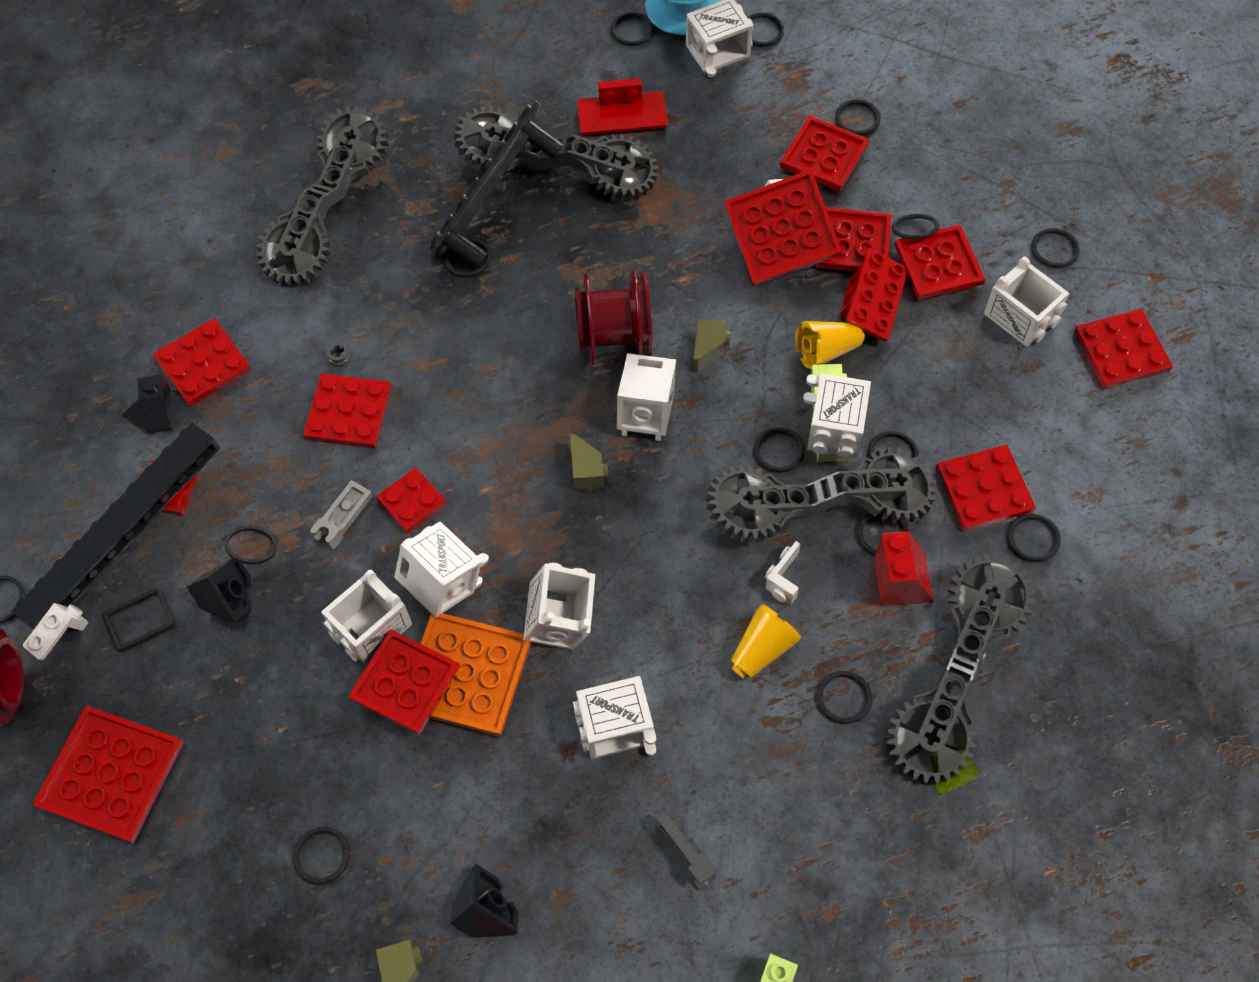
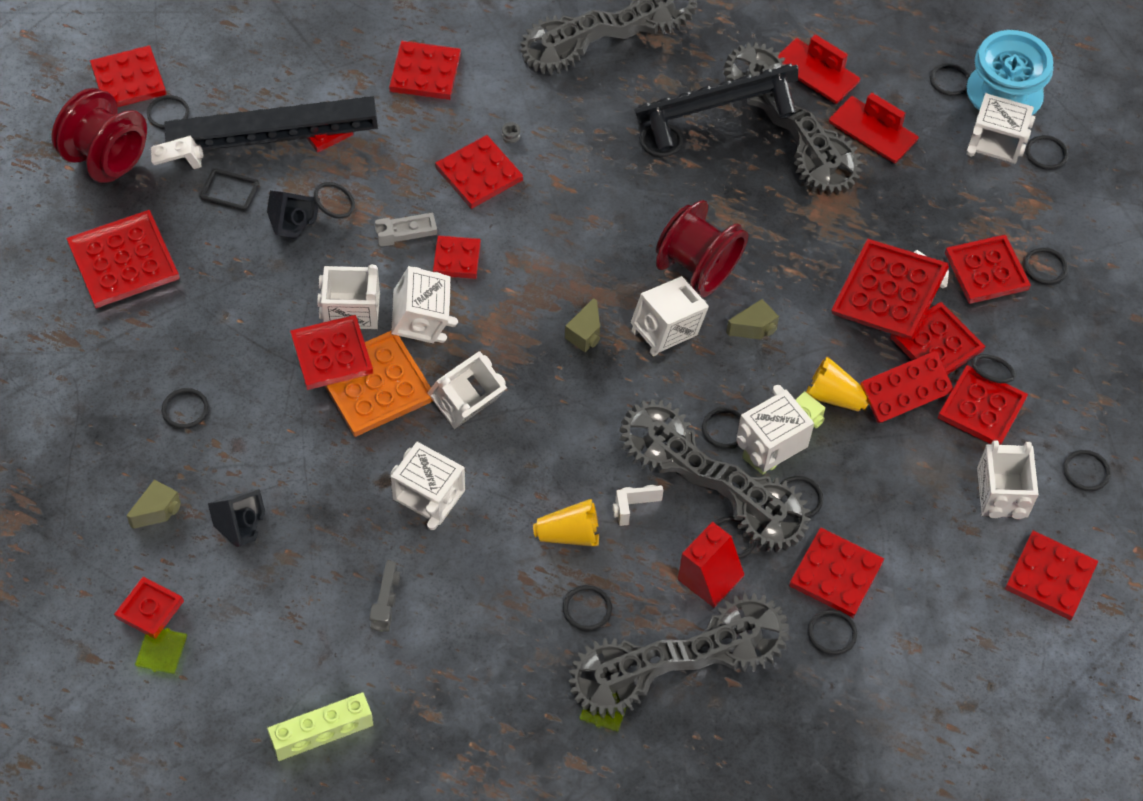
camera: 40 degrees right, 5 degrees down
(148, 404) = (367, 69): black slope -> none
(525, 87) = (821, 67): none -> red bracket

